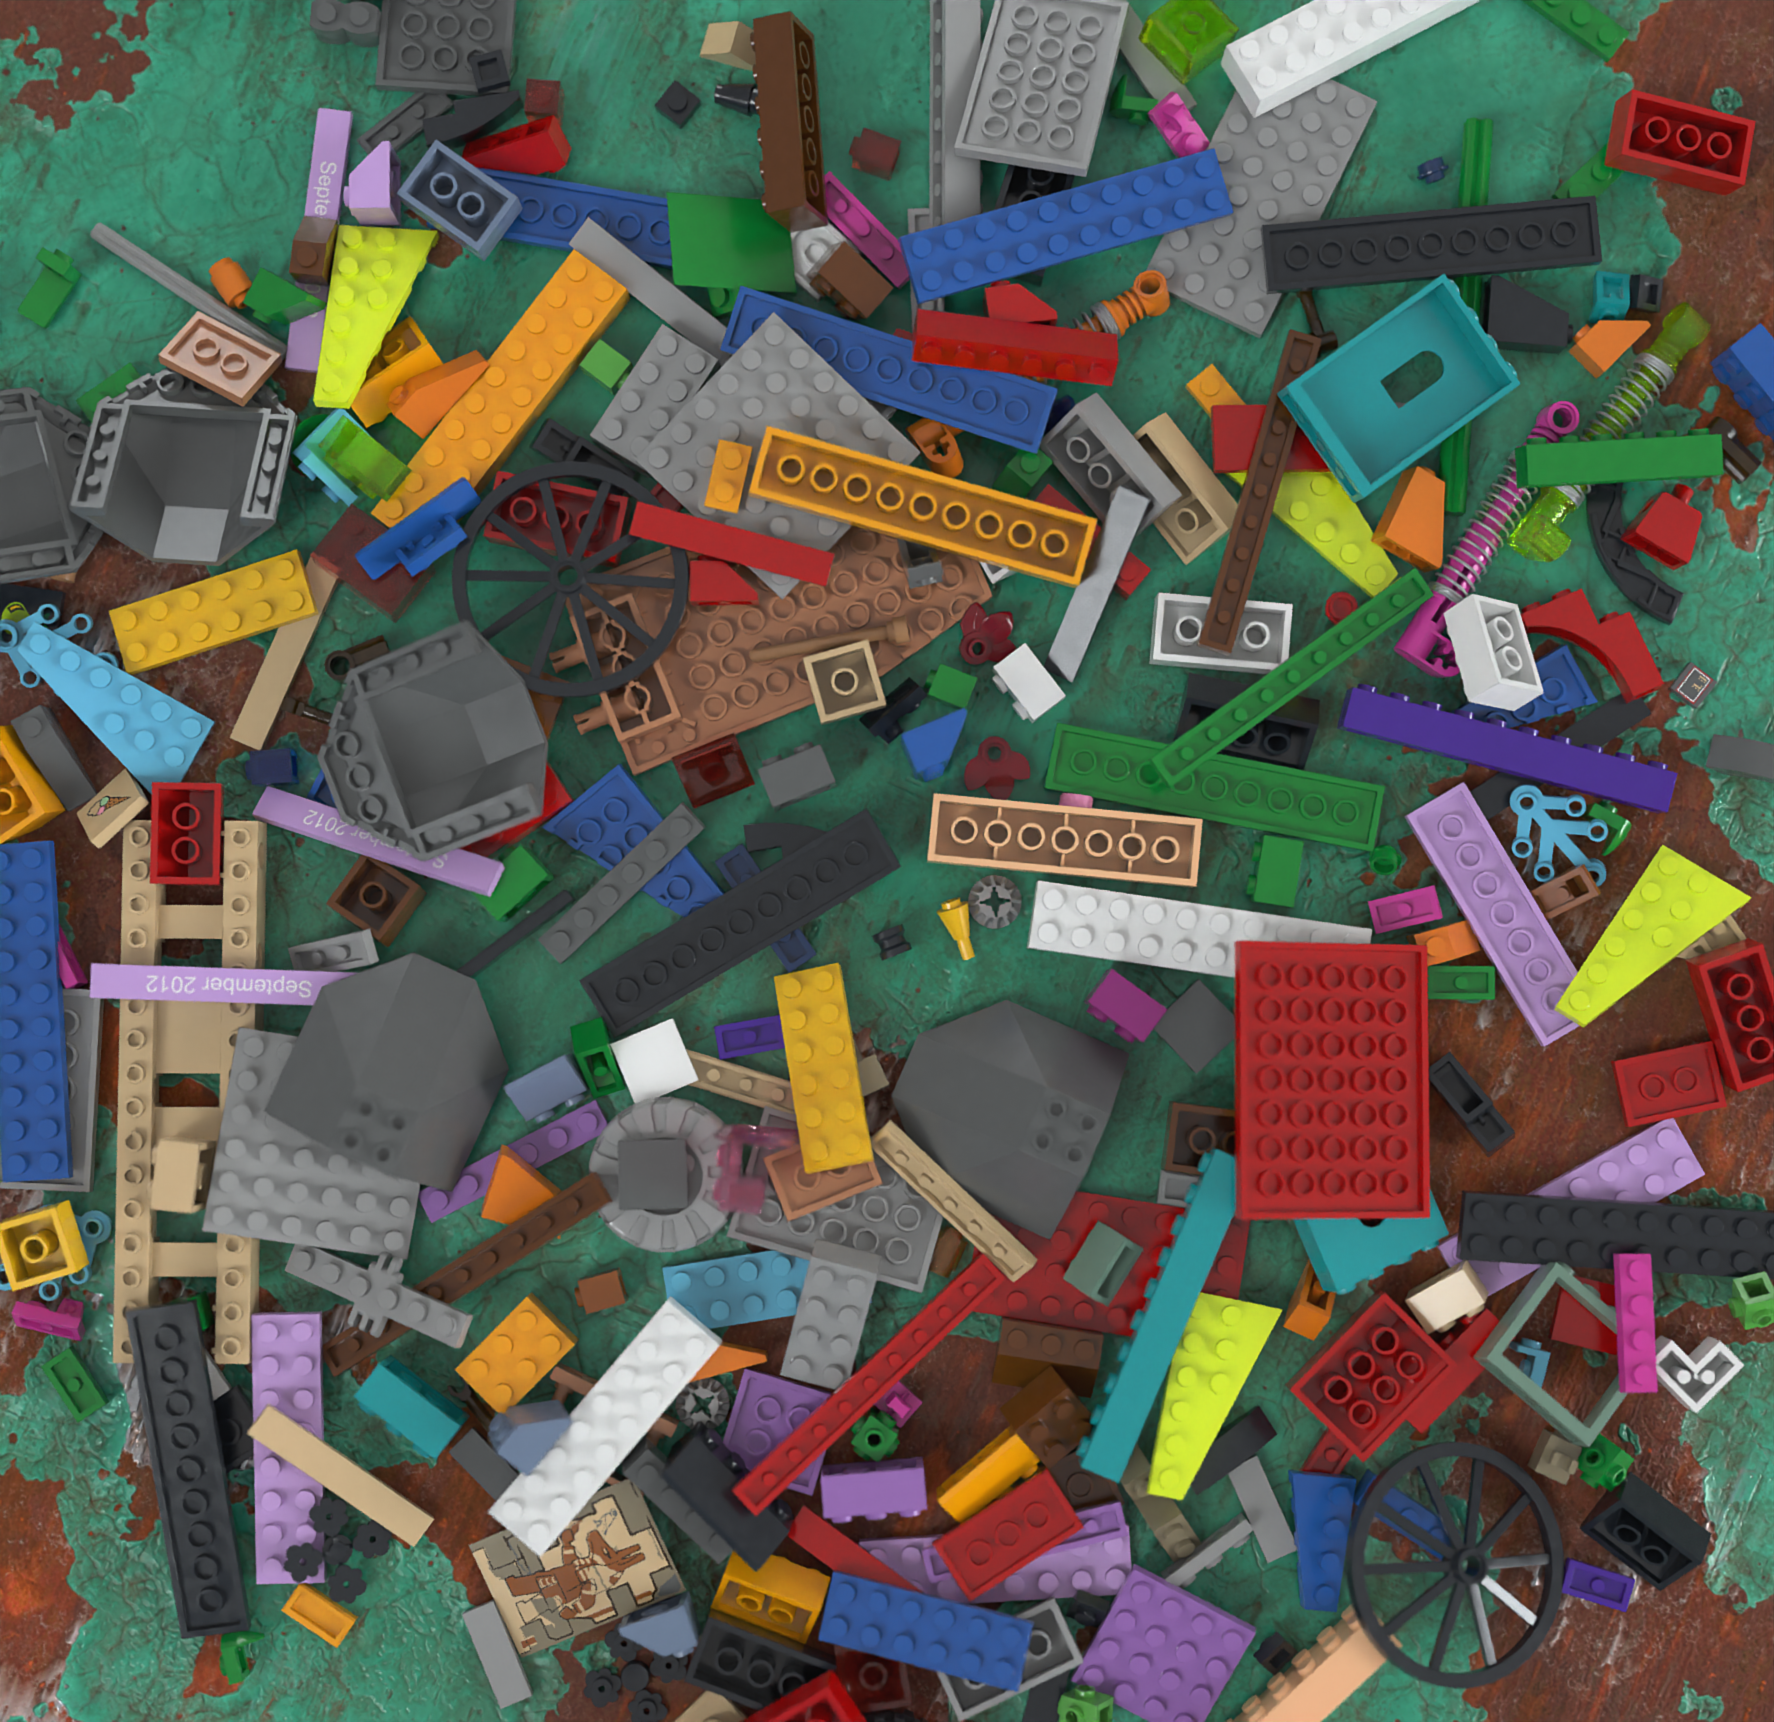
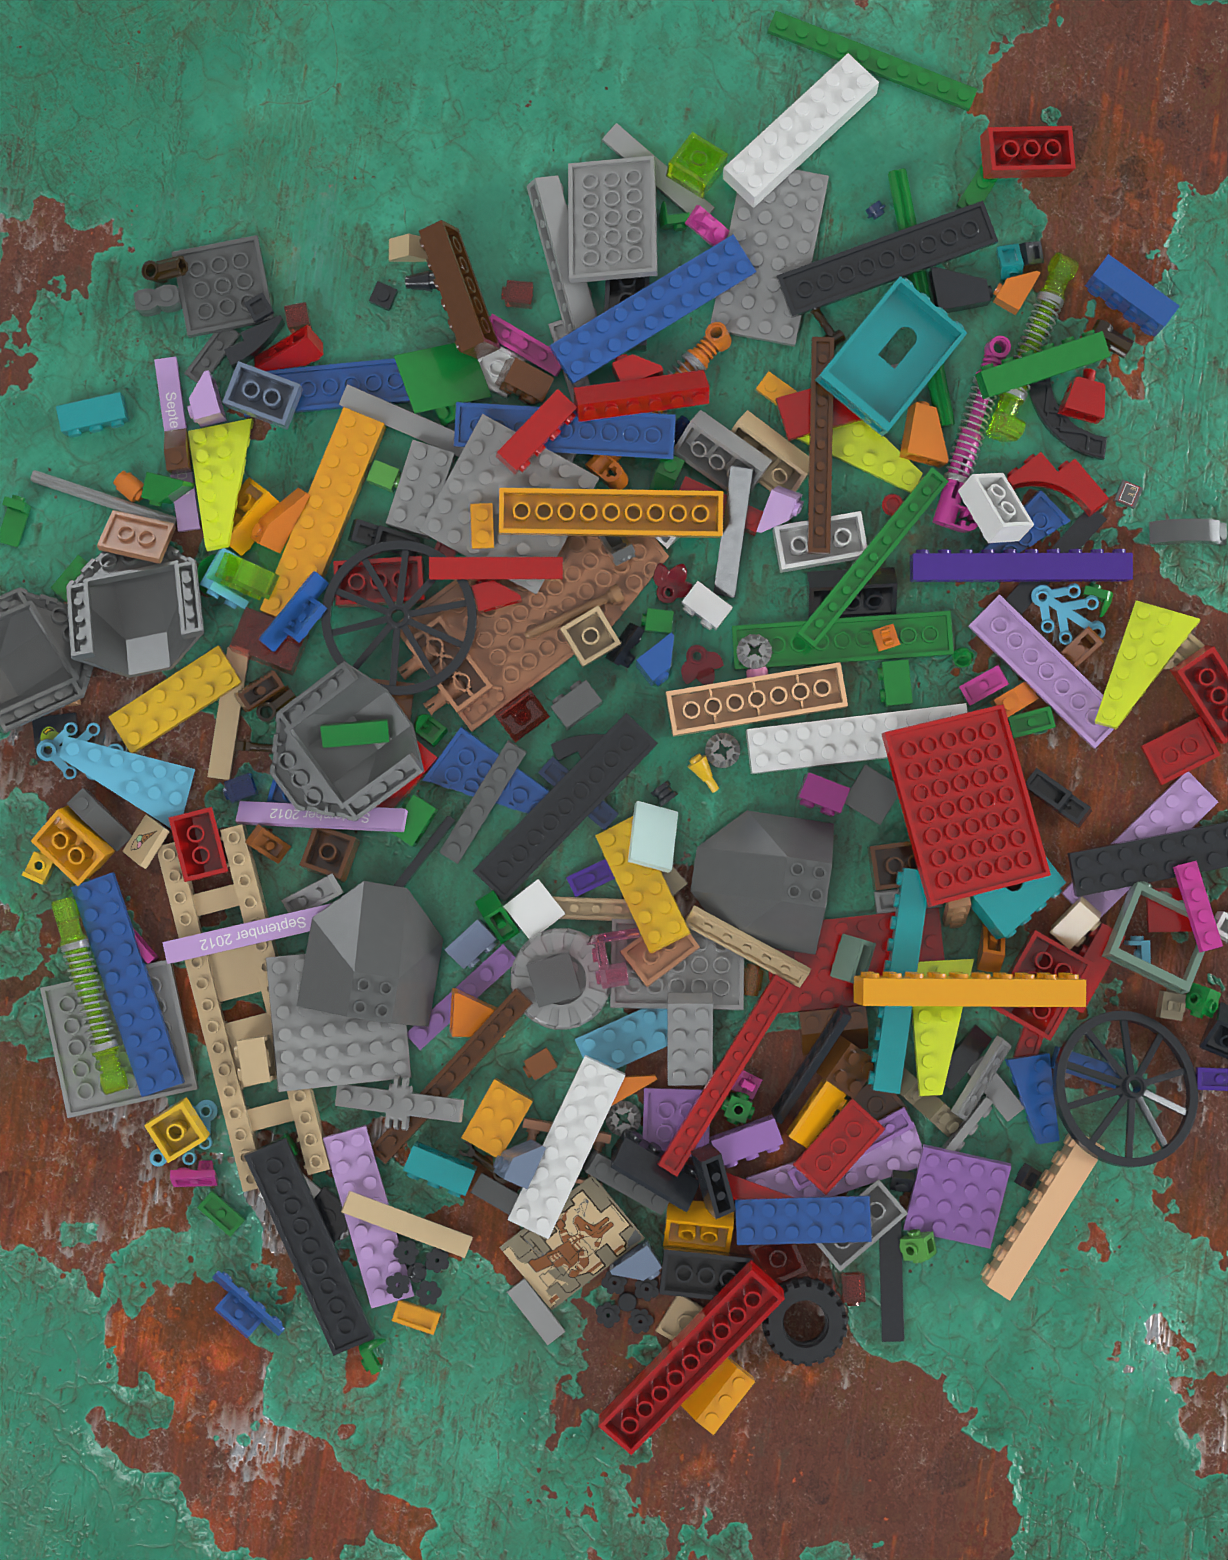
camera: 15 degrees left, 0 degrees up
(64, 1535) = (243, 1311): none -> blue bracket
(206, 164) = (92, 414): none -> teal brick
(290, 859) = (268, 844): none -> dark orange slope
(338, 632) = (259, 691): none -> reddish brown brick
(458, 731) = (355, 733): none -> green tile
(572, 755) = (429, 729): none -> green plate
(808, 1536) = (713, 1181): none -> black brick
(845, 359) = (536, 432): none -> red brick
(857, 1002) = (653, 836): none -> light aqua tile
(1000, 1400) = (811, 1063): none -> black tile
(1076, 783) = (754, 661): none -> light grey gear
(1174, 568) = (780, 508): none -> lavender slope
(1245, 1489) = (981, 1078): none -> light grey tile
(1264, 1359) = (972, 990): none -> light orange brick
(1274, 1235) = (956, 912): none -> medium nougat plate
(1279, 800) = (885, 637): none -> orange tile

